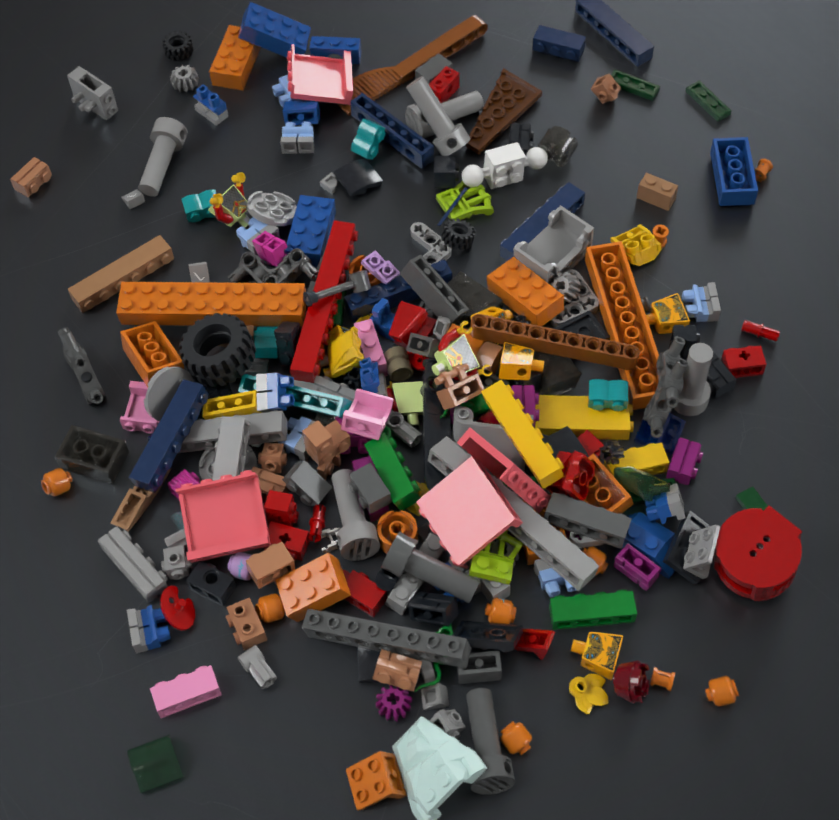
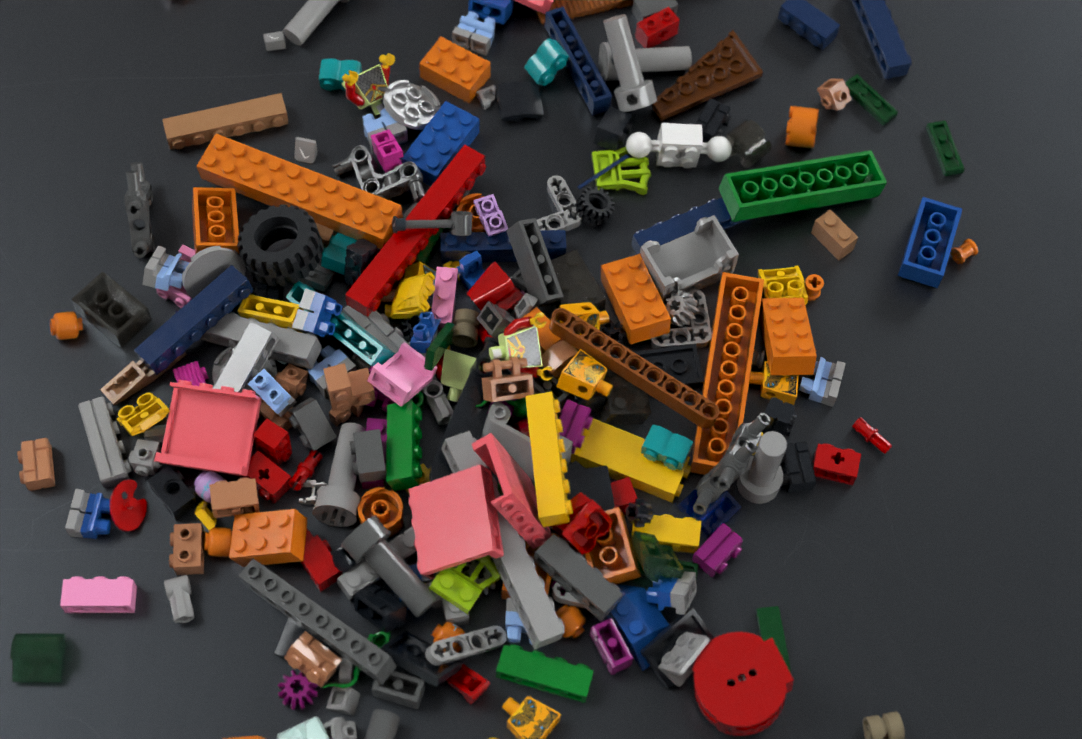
camera: 15 degrees right, 5 degrees up
(82, 603) = (37, 464): none -> nougat brick
(126, 406) = (164, 270): none -> hips
(160, 528) = (145, 415): none -> yellow slope
(249, 589) = (205, 515): none -> yellow tile
(265, 467) = (272, 392): none -> light blue hips
(295, 170) = (455, 69): none -> orange brick
(387, 382) = (438, 346): none -> dark green tile
(519, 610) = (467, 647): none -> light grey beam
(593, 120) = (802, 127): none -> orange brick
(615, 162) = (802, 185): none -> green brick
(661, 278) = (787, 336): none -> orange brick

